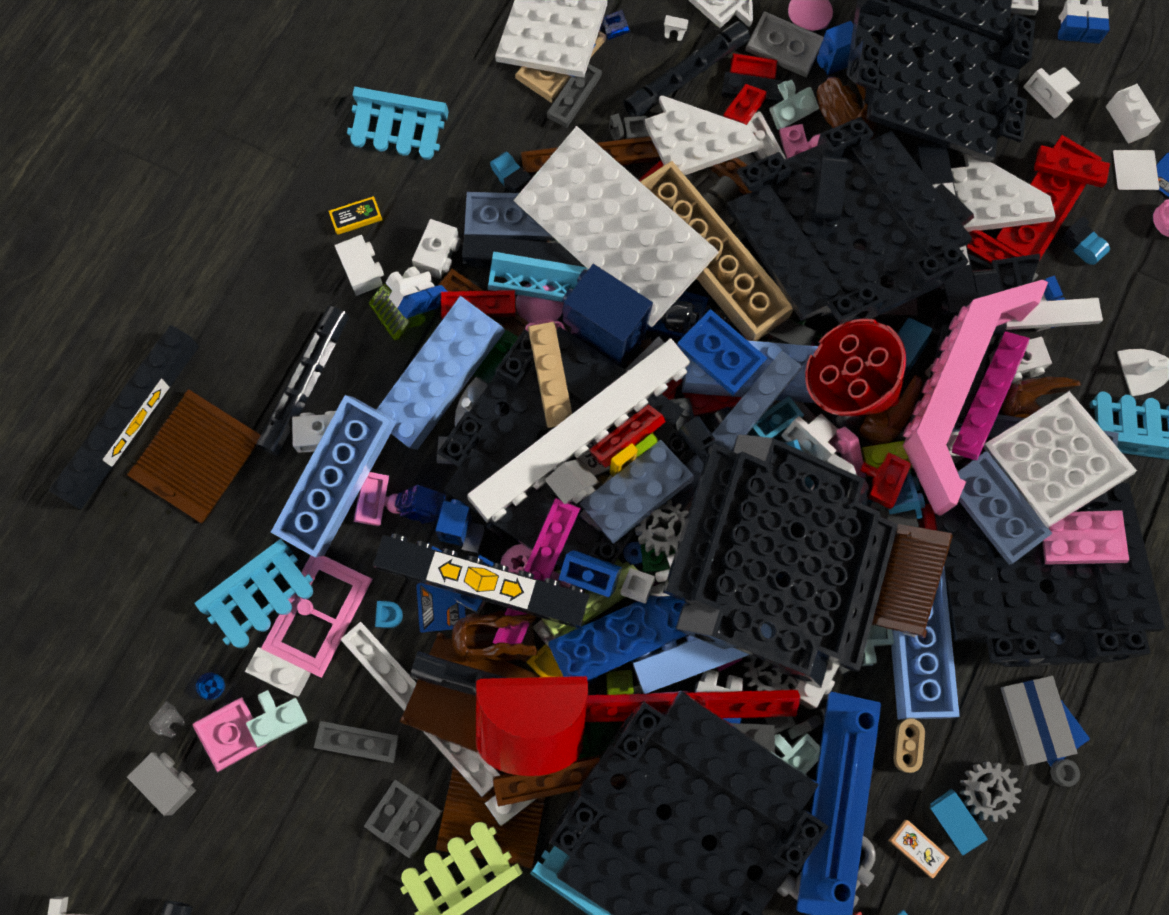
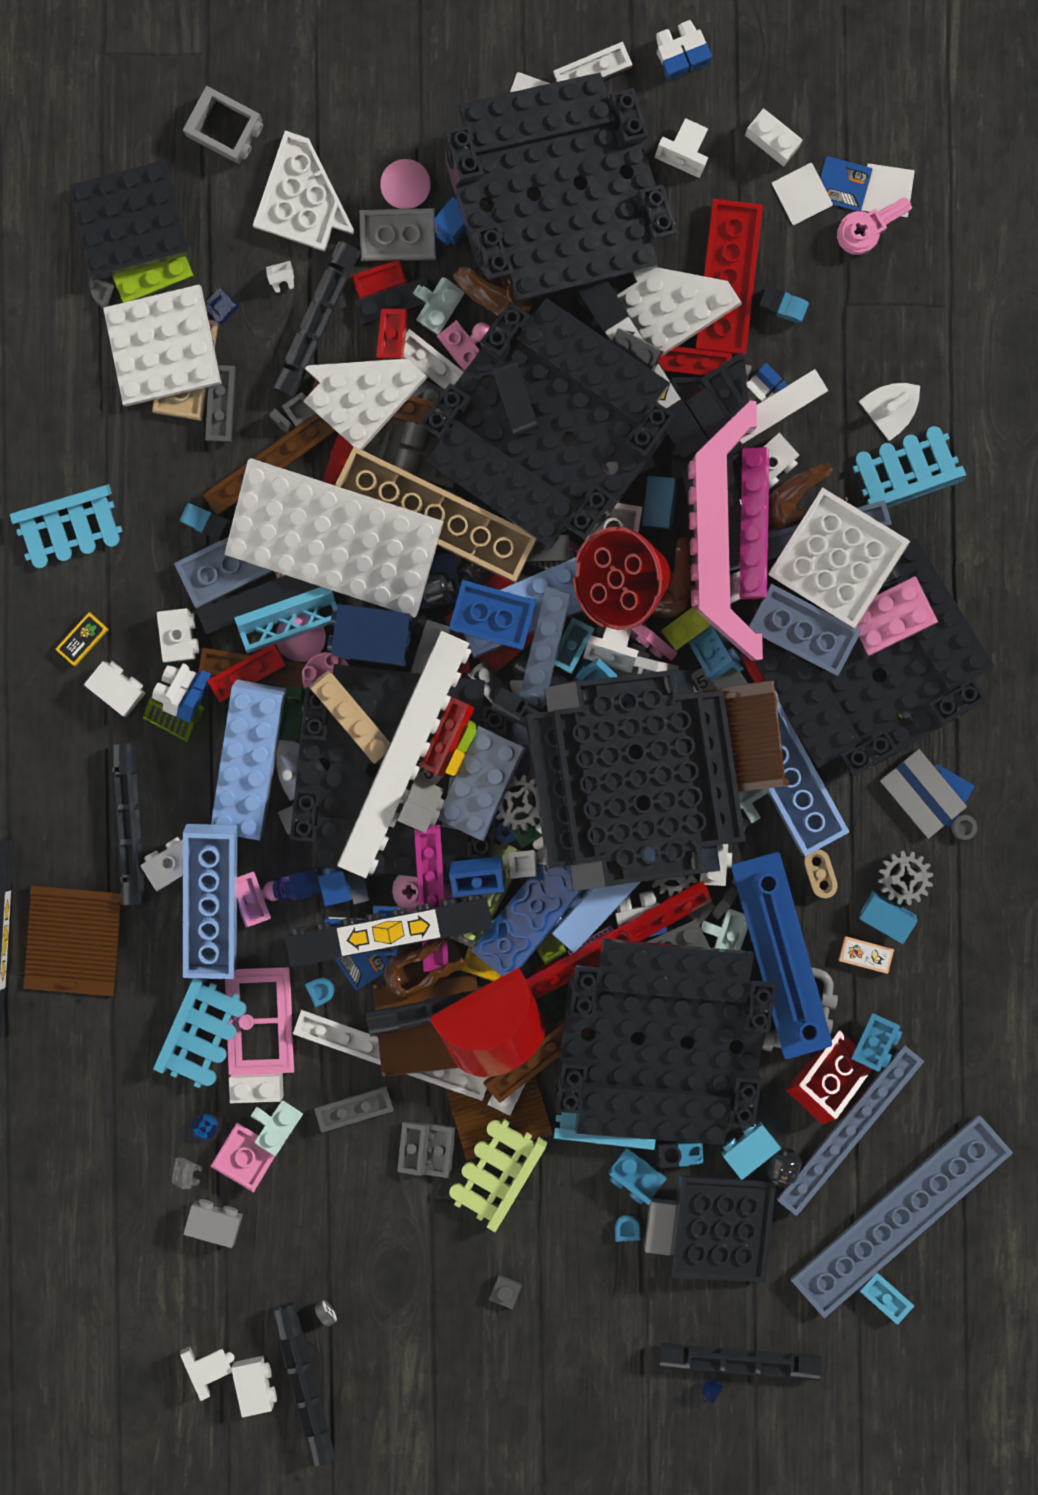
camera: 25 degrees left, 15 degrees up
(887, 479) = (695, 653): red plate -> none
(1072, 166) = (736, 232): red plate -> none

